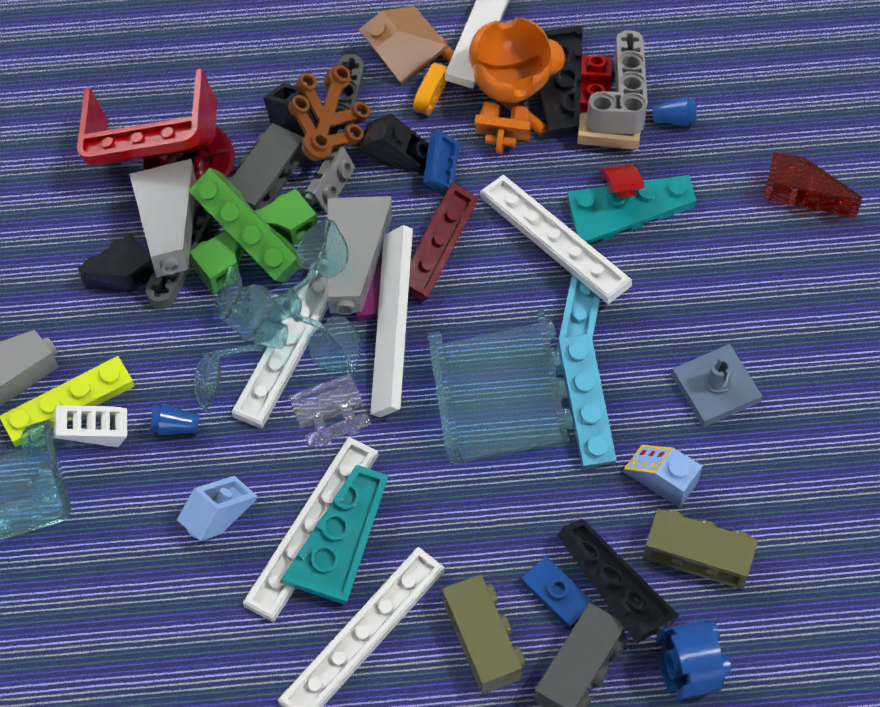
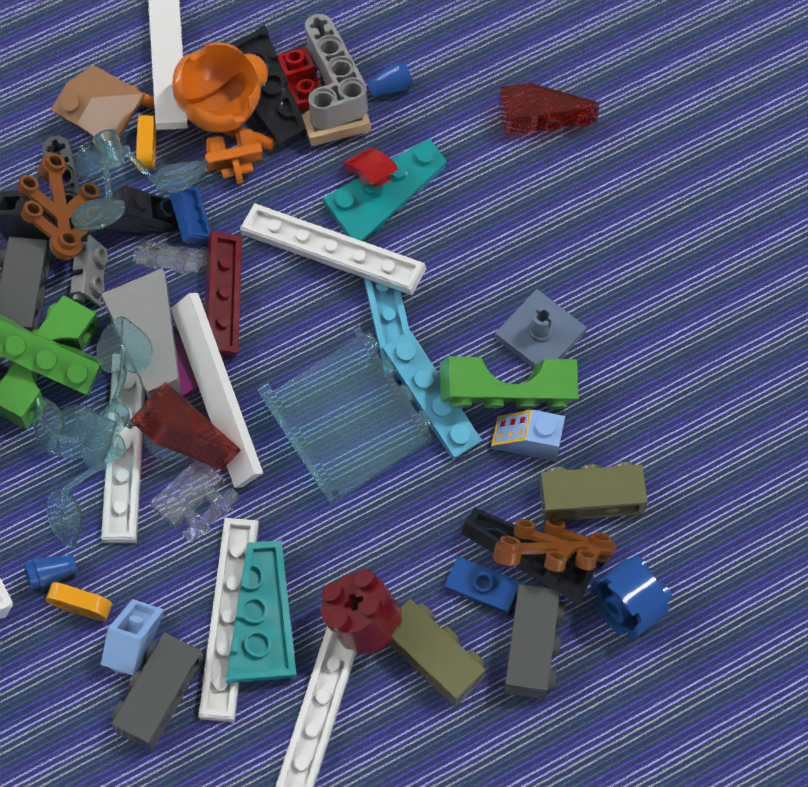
camera: 25 degrees left, 5 degrees up
(185, 458) = (78, 601): none -> light orange beam
(216, 564) = (156, 691): none -> dark grey brick
(340, 337) = (181, 428): none -> clear red slope
(389, 83) = (110, 154): none -> clear light blue plant
(405, 191) = (170, 256): none -> clear plate
(428, 566) = (361, 612): none -> dark red brick
(624, 399) = (469, 381): none -> bright green arch
(637, 581) = (558, 551): none -> dark orange plant

